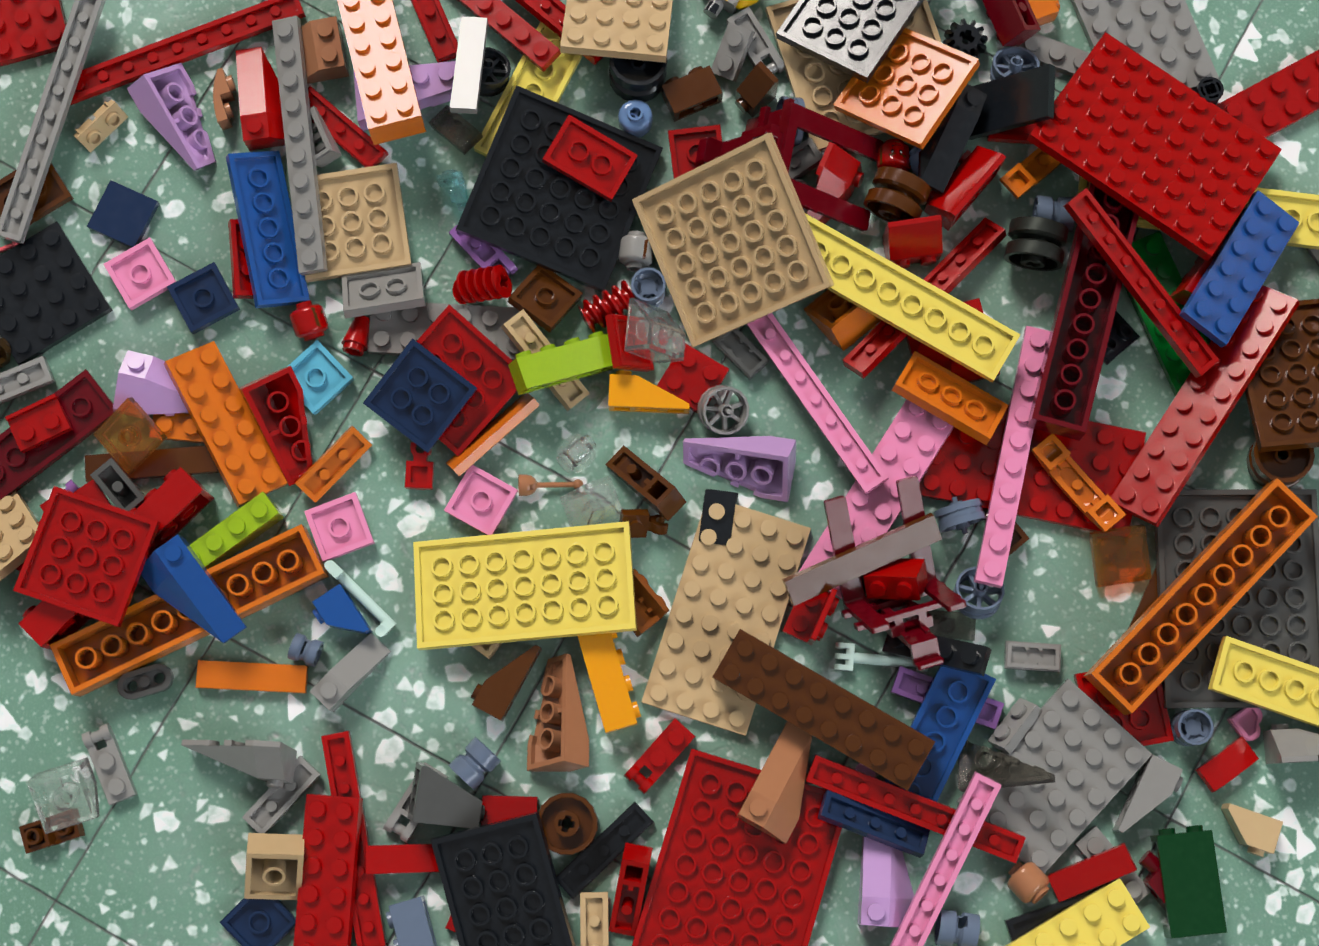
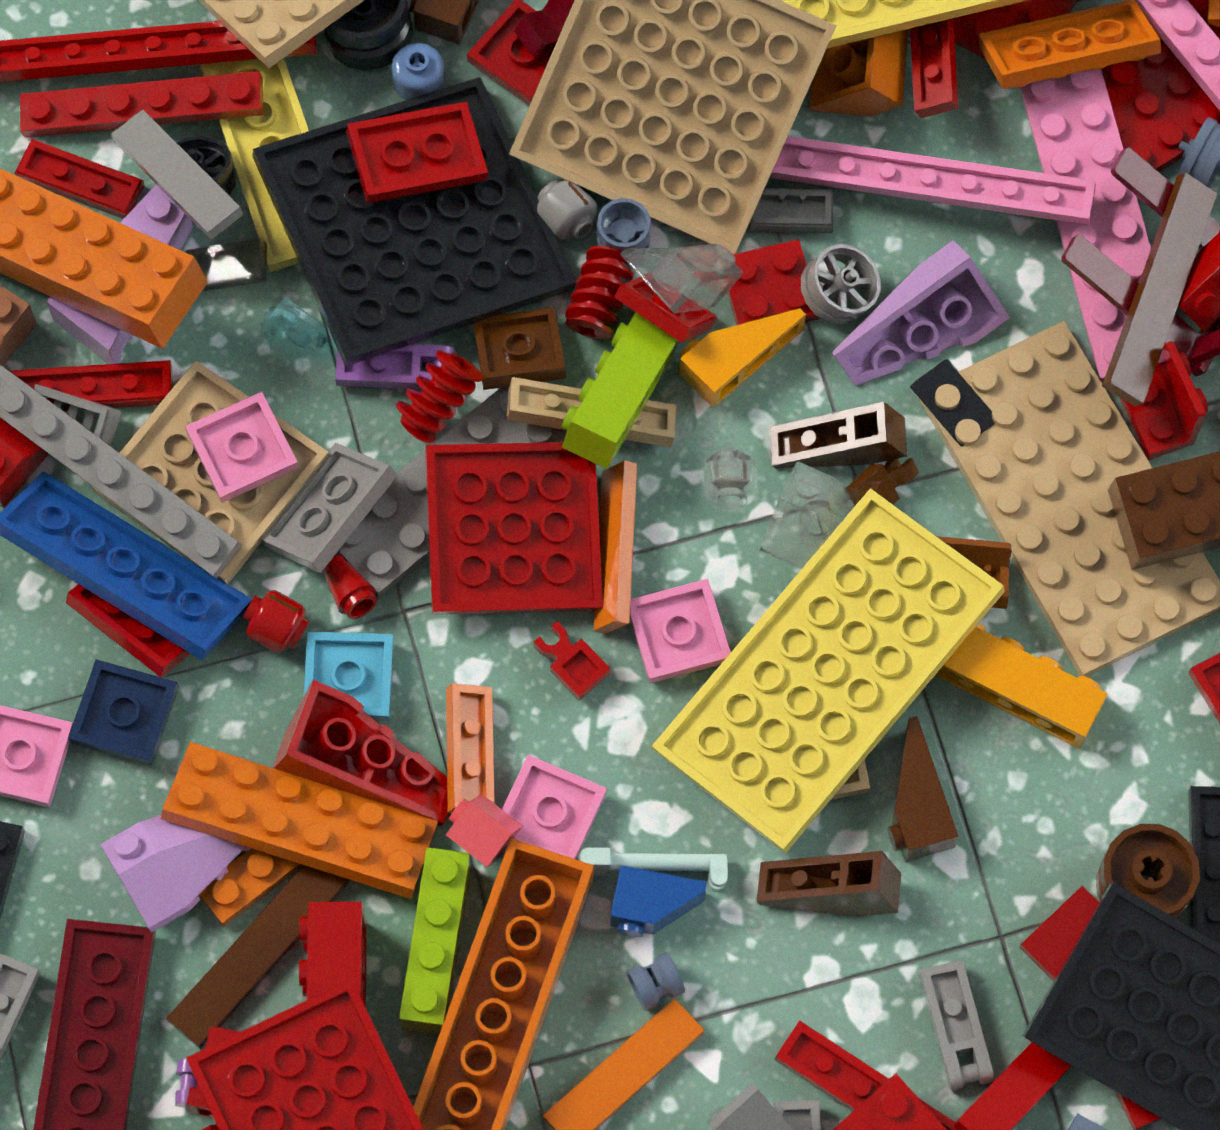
camera: 45 degrees left, 10 degrees down
(38, 423) = (75, 1029): red plate -> none
(118, 486) = (245, 1003): dark grey slope -> none
(130, 435) = (202, 937): clear orange plate -> none
(185, 583) = (452, 1026): blue wedge -> none
(296, 507) = (482, 829): none -> coral brick
(350, 672) = (732, 958): light grey slope -> none
(371, 224) = (242, 447): none -> bright pink plate
(420, 395) = (496, 573): dark blue plate -> none
(426, 684) = (832, 884): none -> reddish brown slope
(442, 801) = (986, 984): dark grey slope -> none
(474, 763) = (977, 914): sand blue wheel -> none
(527, 484) = (712, 564): nougat hinge -> none
(561, 729) = (1028, 788): nougat wedge -> none
(660, 755) = (1163, 711): red plate -> none

